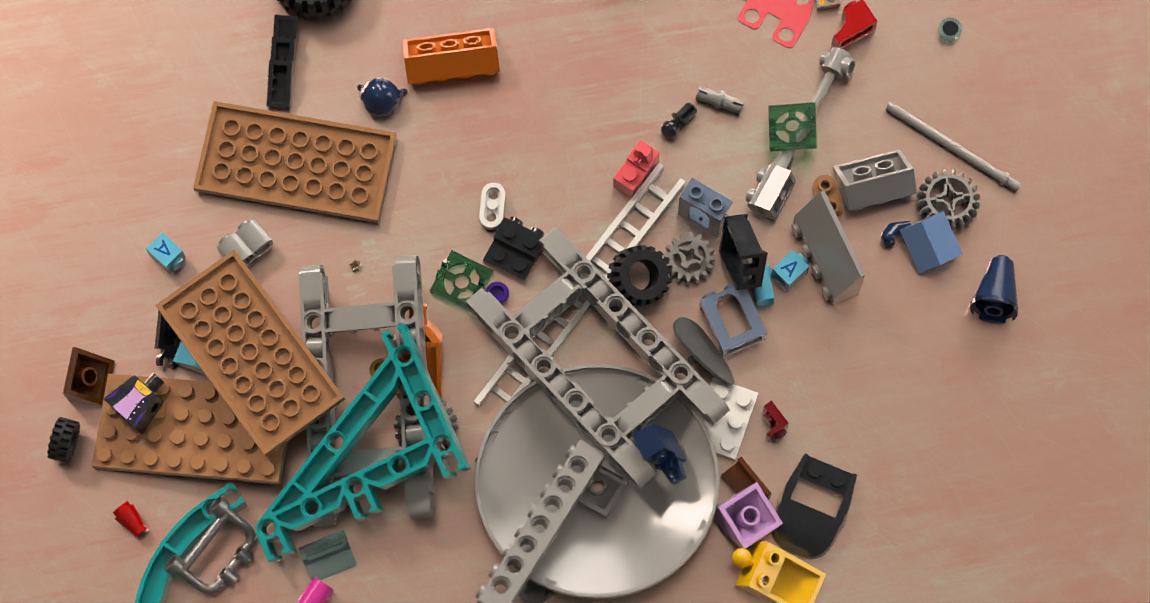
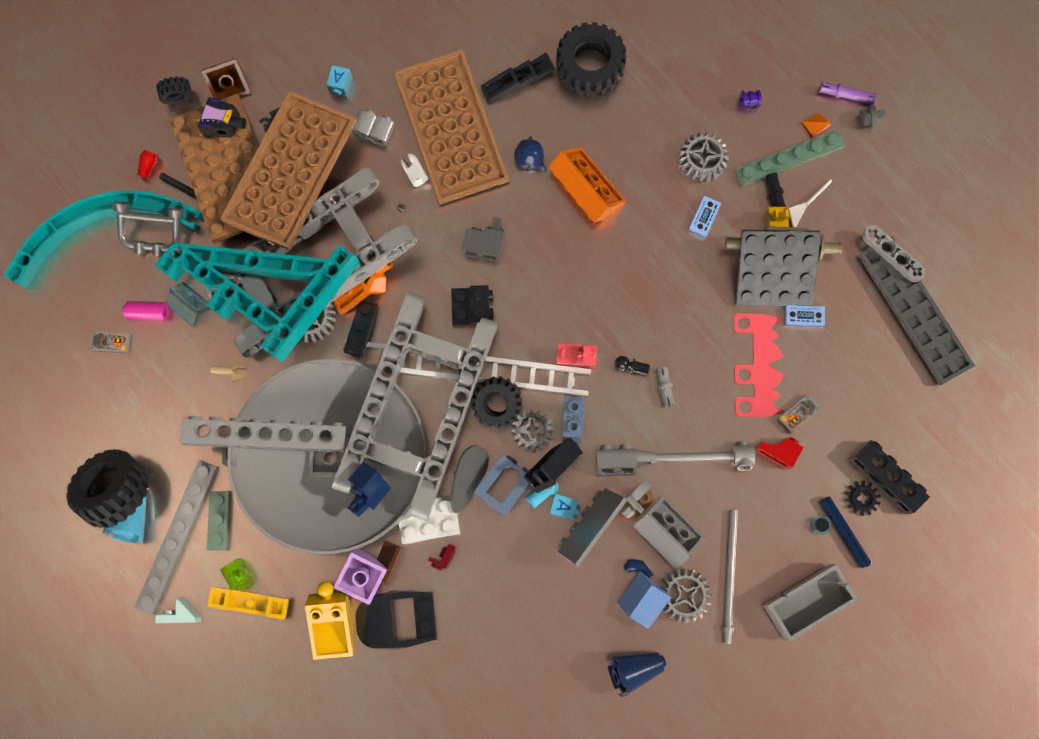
camera: 65 degrees right, 5 degrees up
(181, 494) = (177, 184): none -> pearl dark grey bar
(325, 227) = (414, 172): none -> white piece
(433, 548) = (229, 371): none -> tan bar
(454, 198) = (485, 243): none -> dark grey hinge
(457, 259) = (415, 270): clear green piece -> none
(472, 378) = (361, 328): none -> black plate
(492, 207) = (493, 273): white plate -> none
(499, 291) = (433, 312): dark purple tile -> none
(777, 111) = (679, 432): clear green piece -> none
(819, 184) = (629, 509): none -> light grey piece
(970, 10) = (845, 531): none -> dark blue axle
(1021, 83) = (810, 602): none -> light grey piece

